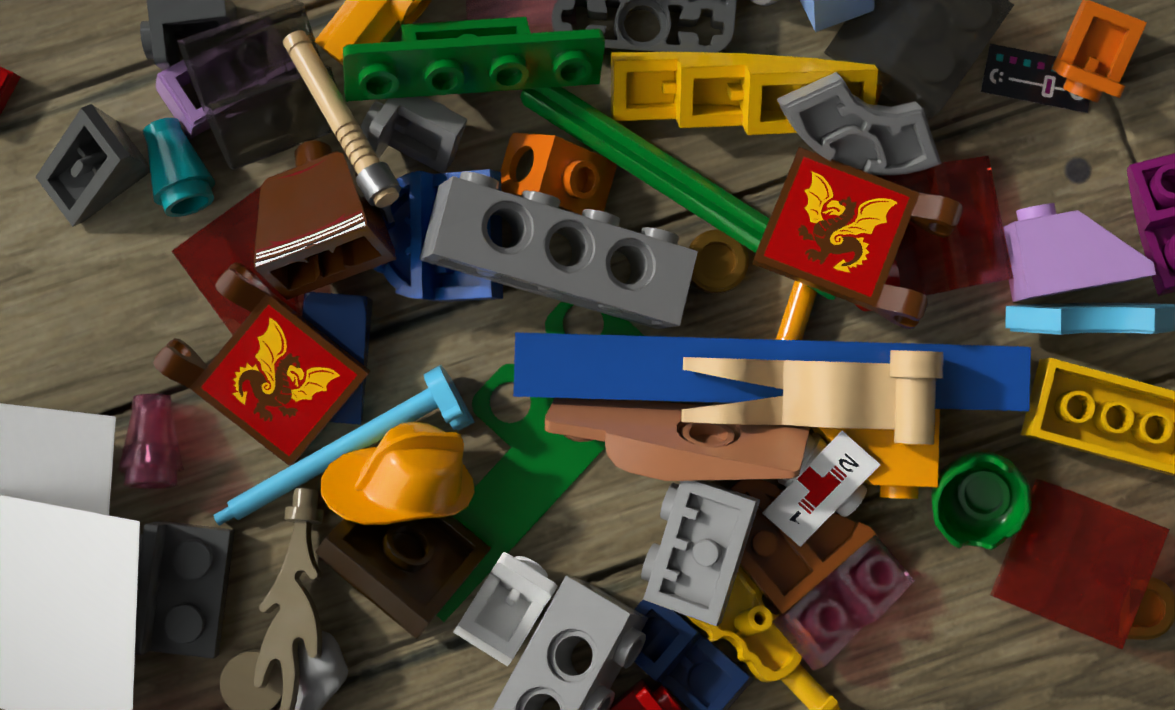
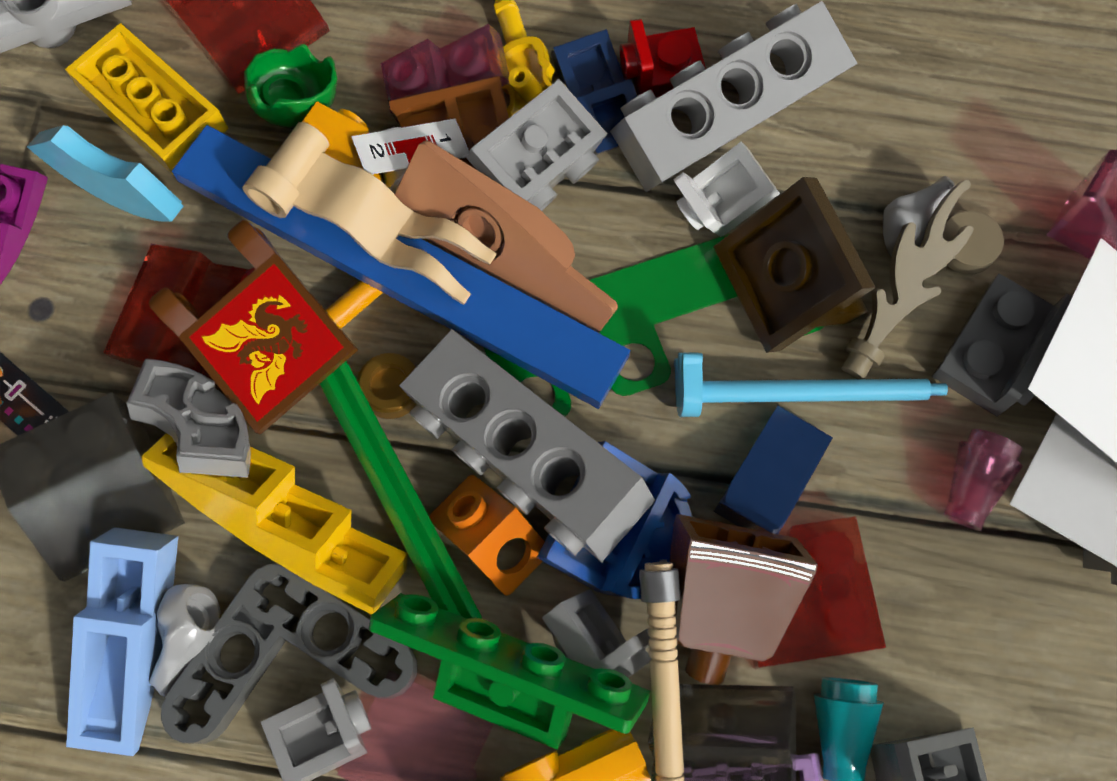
camera: 145 degrees left, 15 degrees down
(273, 375) = (841, 484): flag -> none
(405, 478) = (770, 327): light orange piece -> none
(1067, 254) = (96, 233): lavender slope -> none

